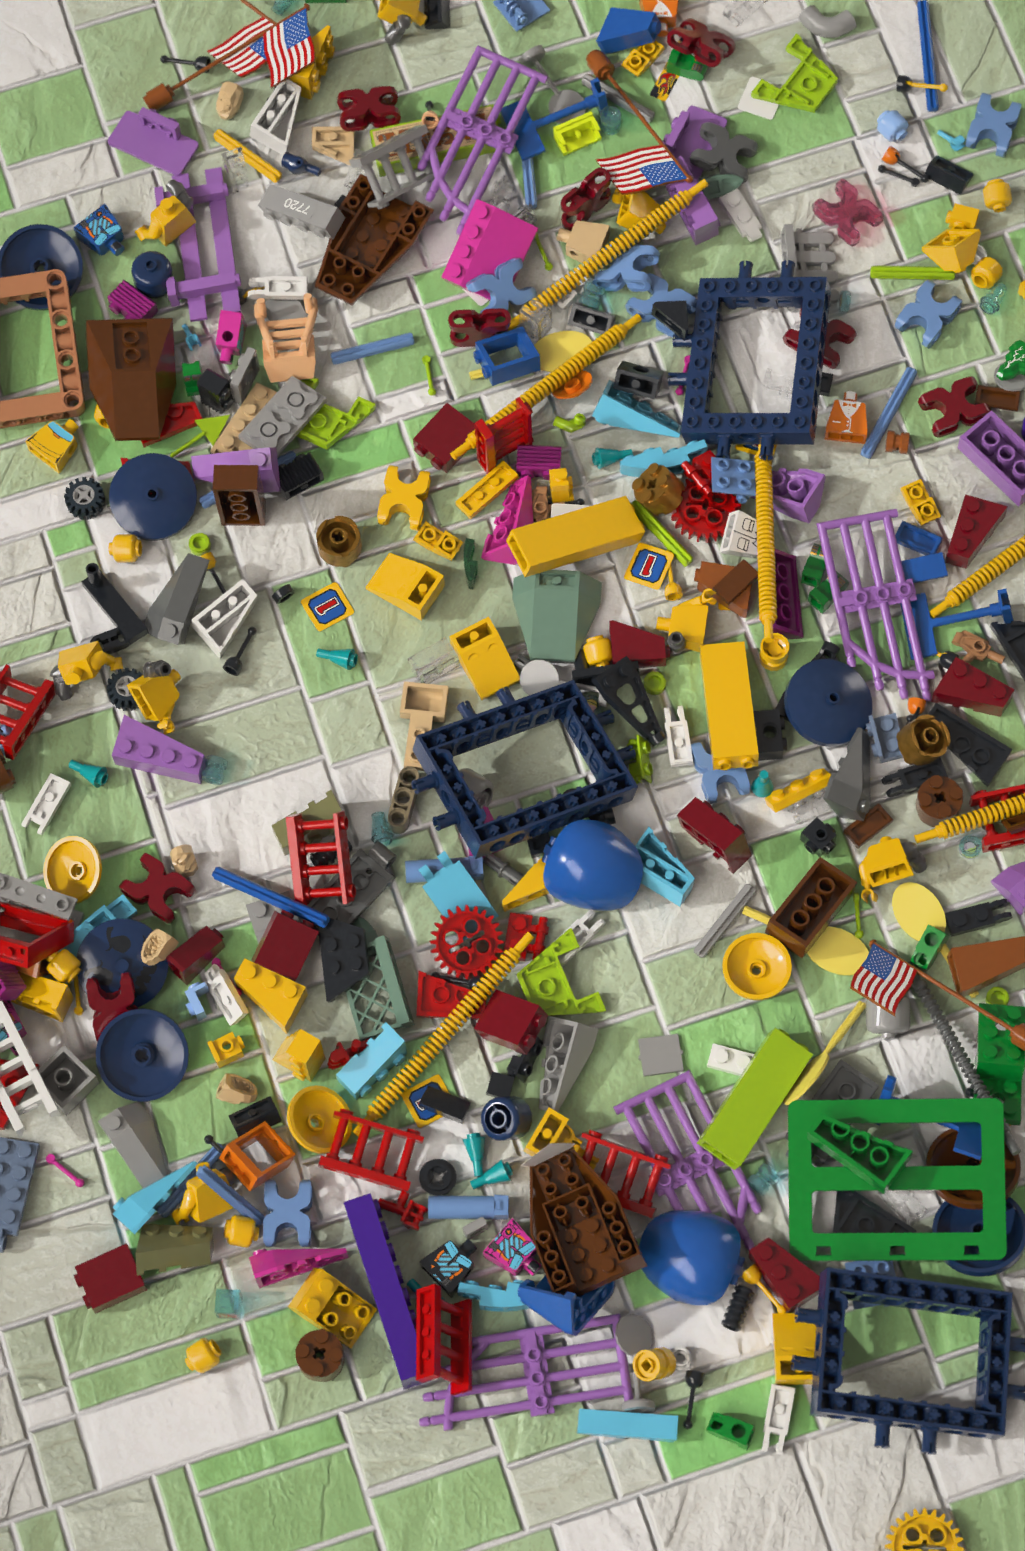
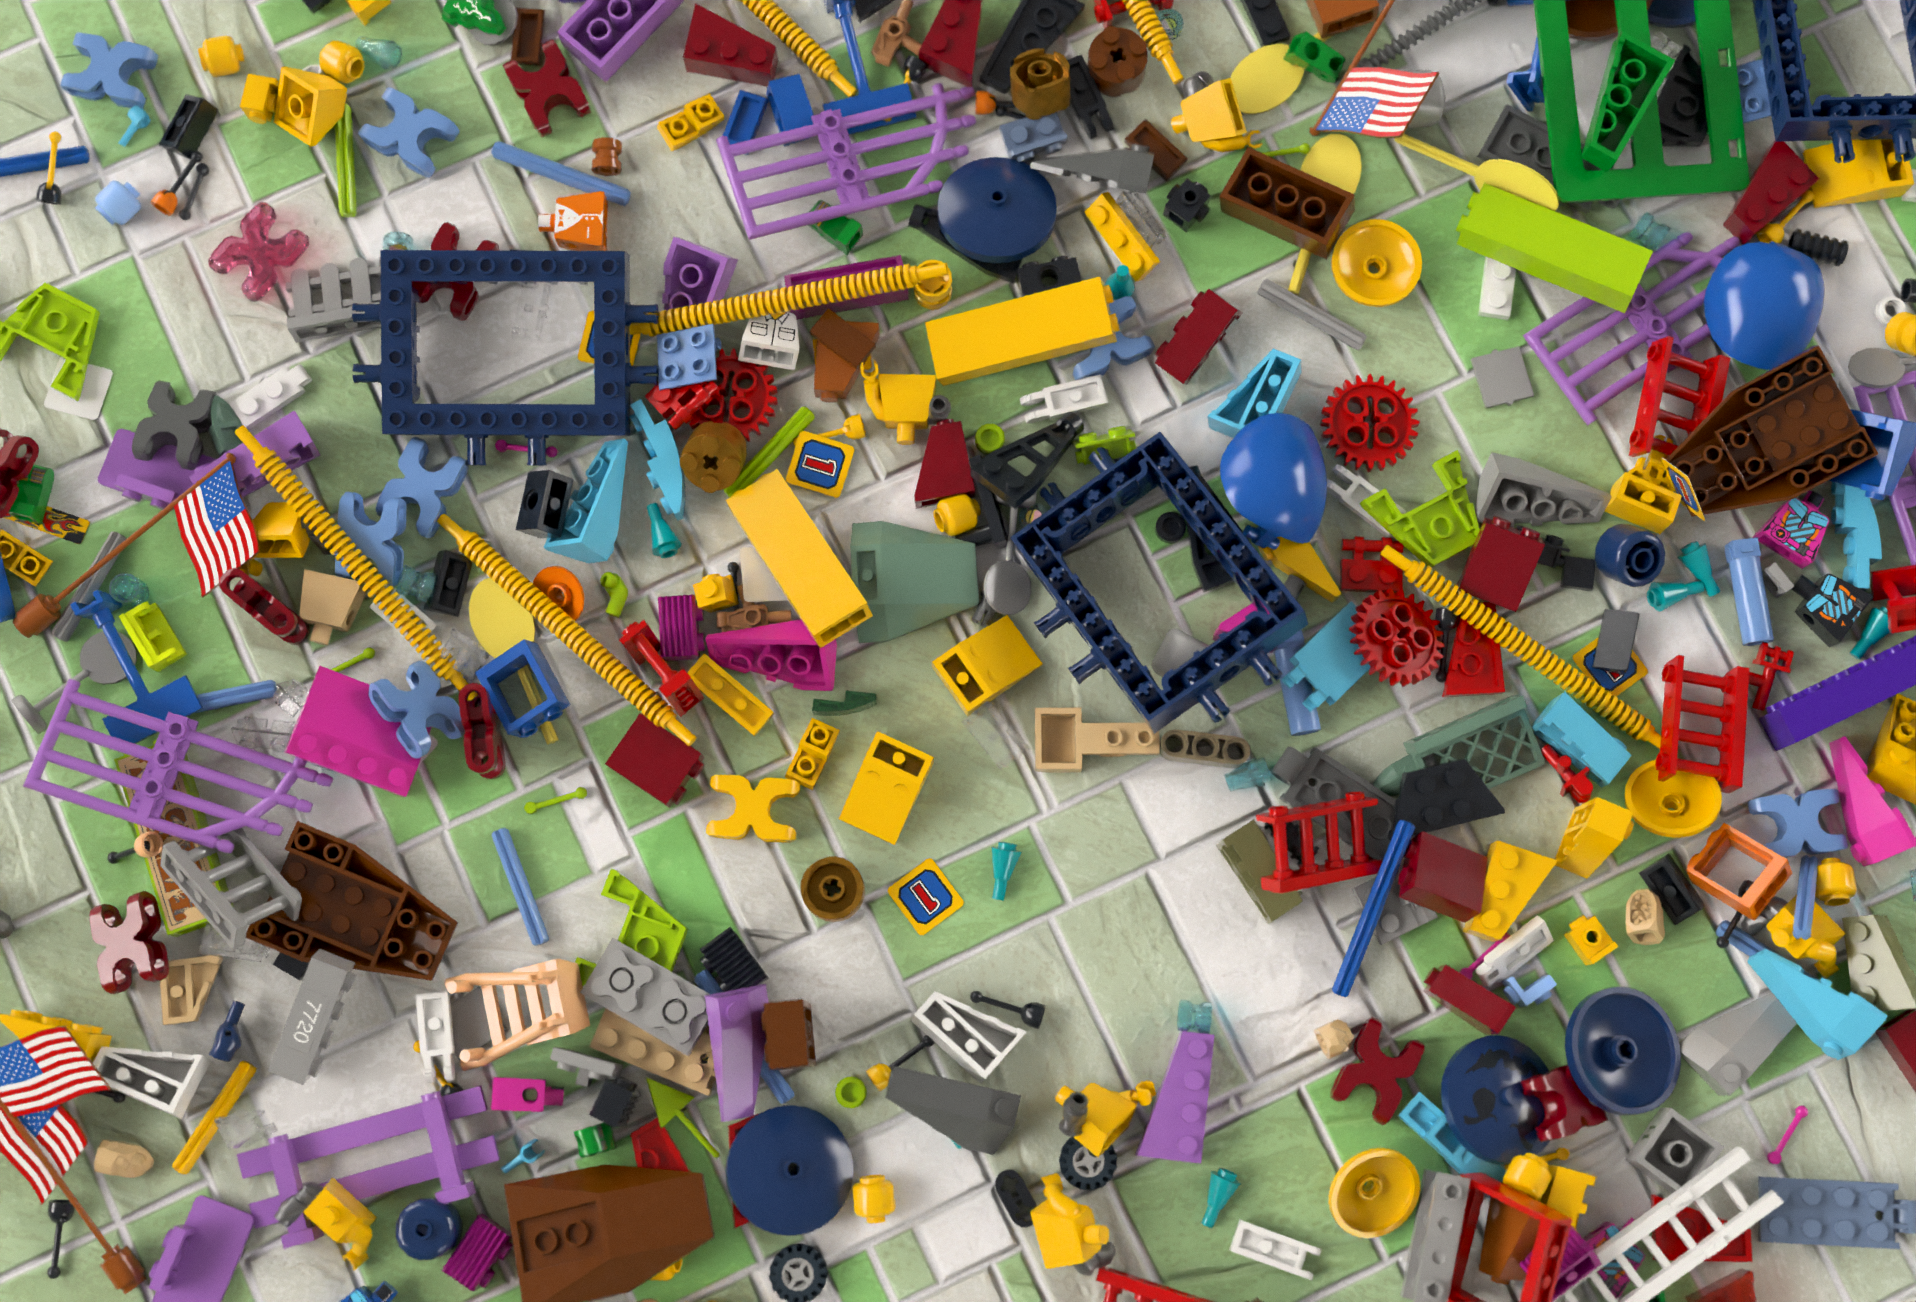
camera: 100 degrees left, 10 degrees up
(113, 604) = (965, 1199): black piece -> none
(157, 947) = (1482, 1047): tan rock -> none
(283, 594) = (918, 959): black tile -> none
(440, 1167) = (1713, 623): black gear -> none
(631, 968) = (1396, 424): none -> red gear
(673, 316) = (448, 459): black slope -> none
(814, 567) = (798, 246): green leg -> none

